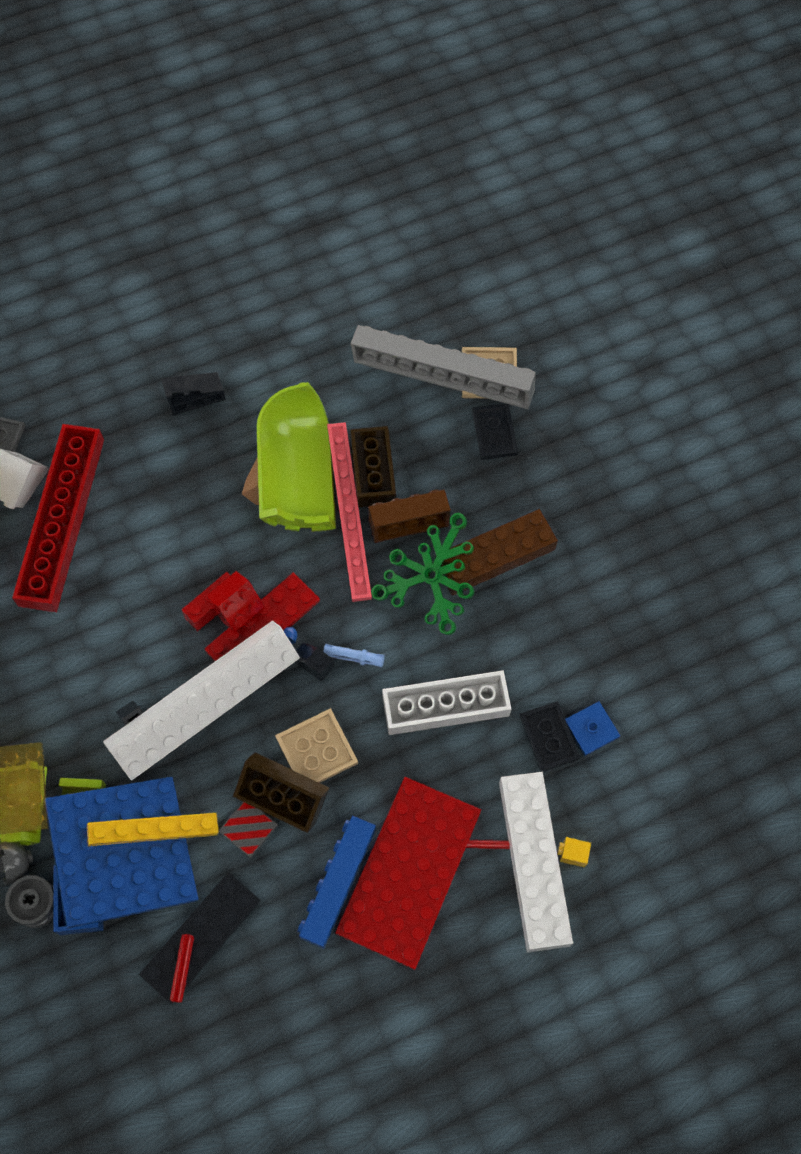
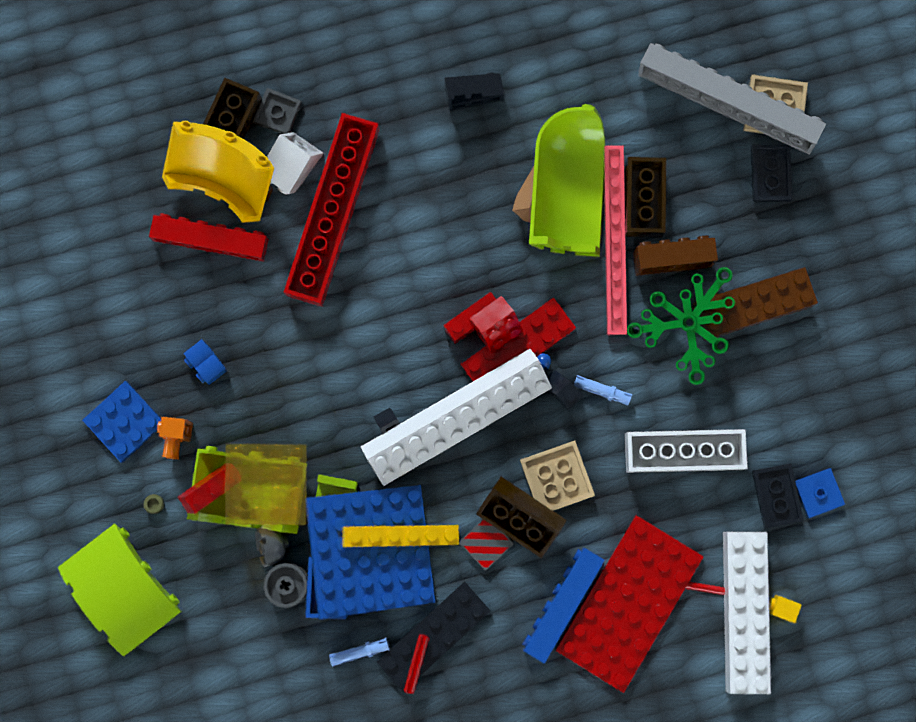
camera: 10 degrees right, 15 degrees up
(115, 967) = (365, 650): none -> light blue pin

